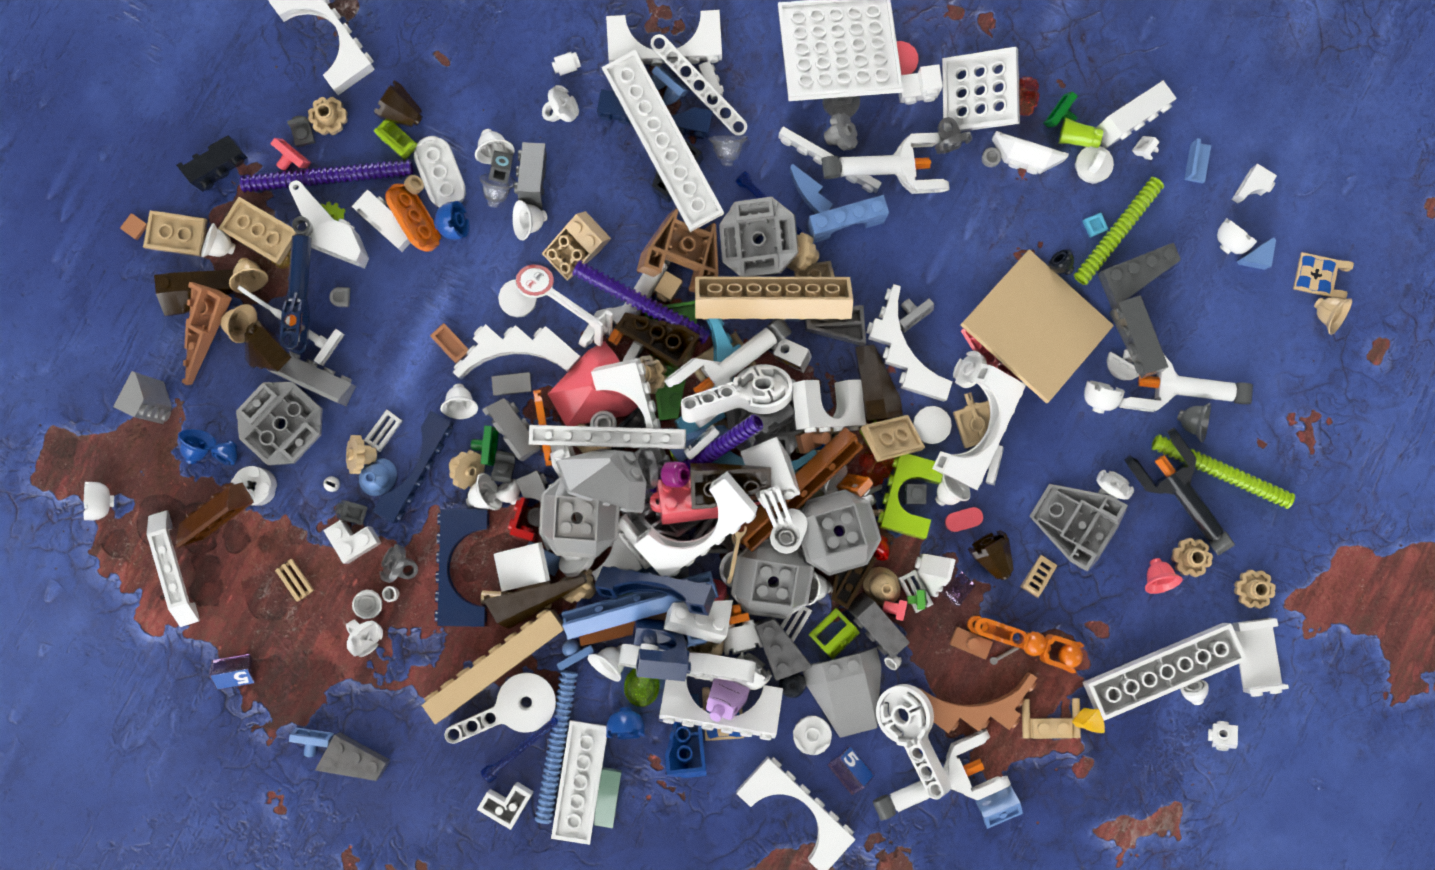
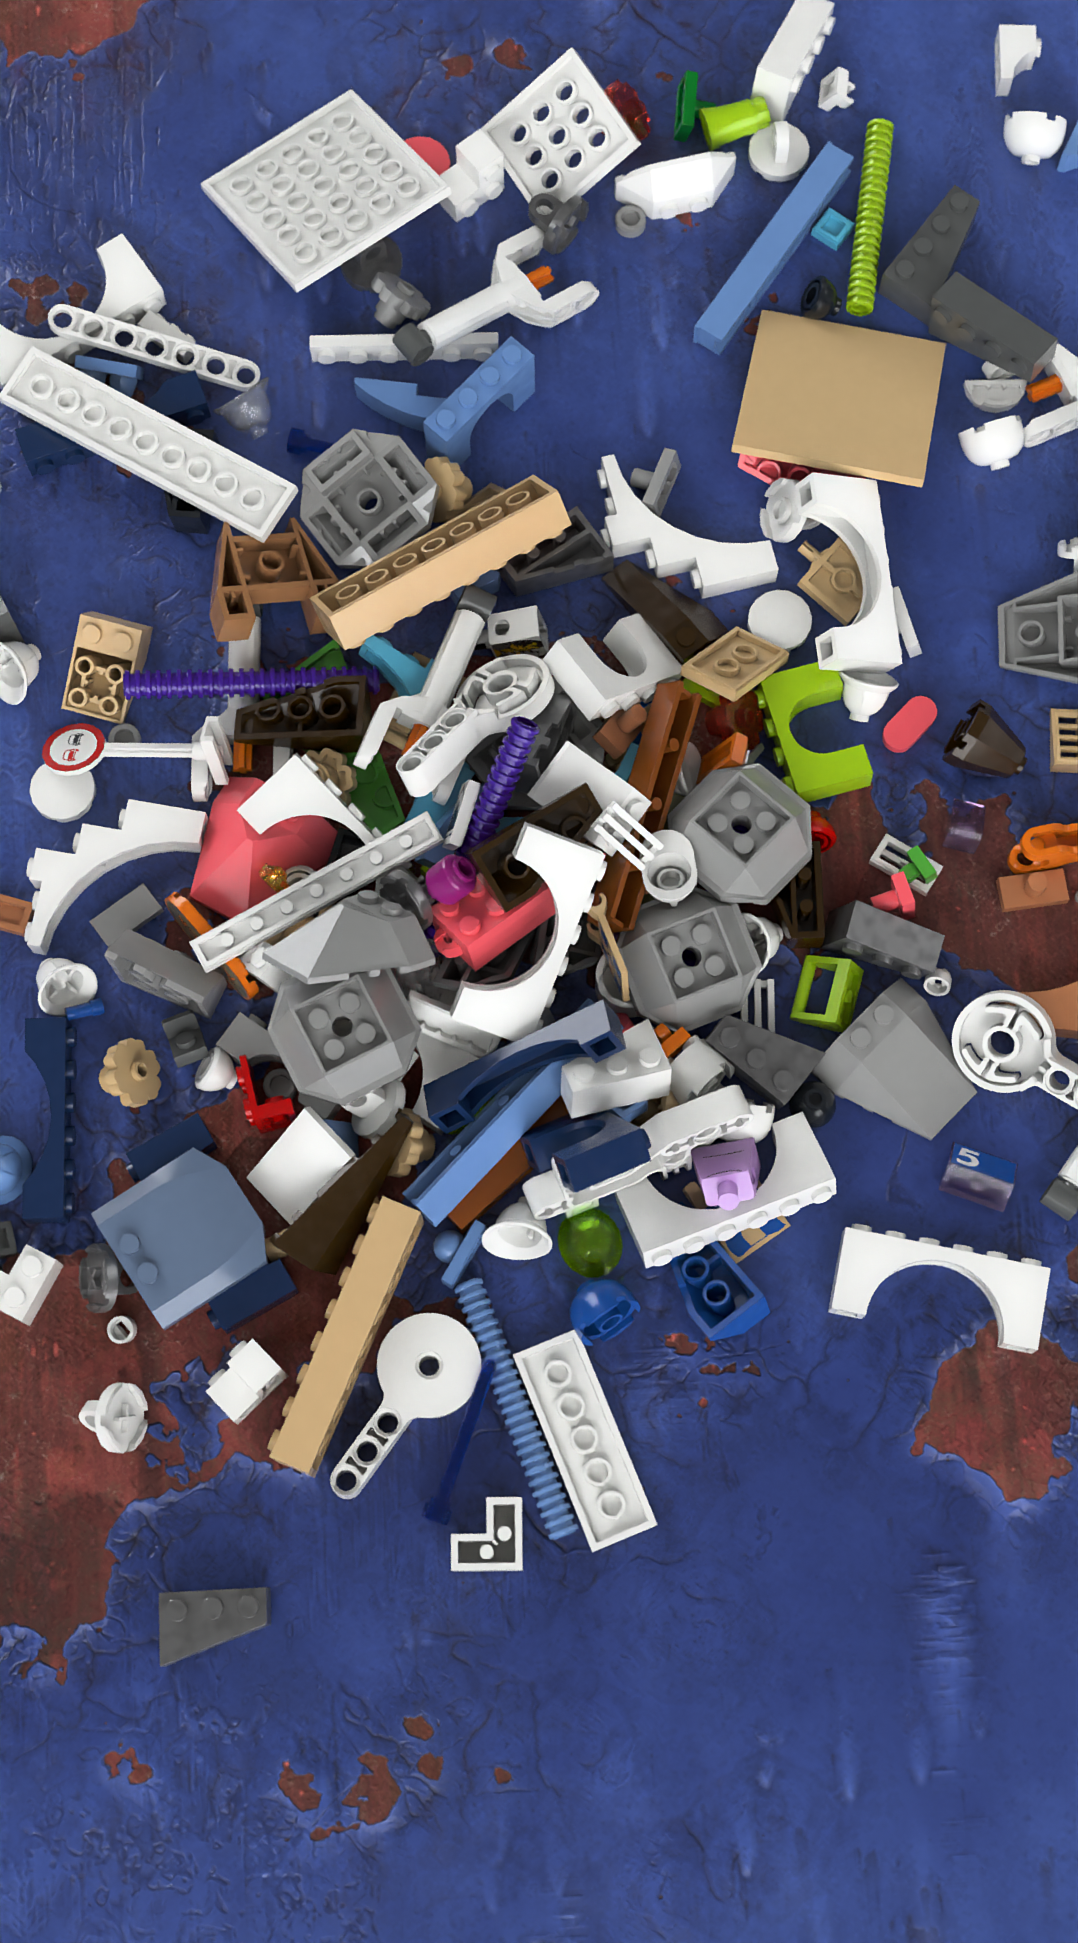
camera: 25 degrees left, 10 degrees down
(311, 739) = (126, 1628): medium blue tile -> none
(367, 604) = (94, 1365): white hair -> none
(434, 657) = (246, 1382): none -> white brick
(444, 568) = (184, 1235): none -> sand blue wedge
(469, 422) = (92, 1007): none -> blue piece
(483, 494) = (177, 1096): white hat -> none
(487, 445) = (143, 1023): green tile -> none
(564, 288) = (124, 734): none -> light grey tile
(592, 413) = (275, 877): none -> clear yellow tile
(607, 797) = (641, 1437): slope -> none
(668, 287) = (278, 645): tan brick -> none
(812, 735) = (889, 1160): white tile -> none
(882, 585) = (851, 880): tan hat -> none
(915, 494) = (817, 726): dark grey brick -> none
(934, 572) = (914, 809): white wedge -> none
(1056, 218) = (773, 249): none -> medium blue tile
(1197, 161) = (917, 71): medium blue panel -> none

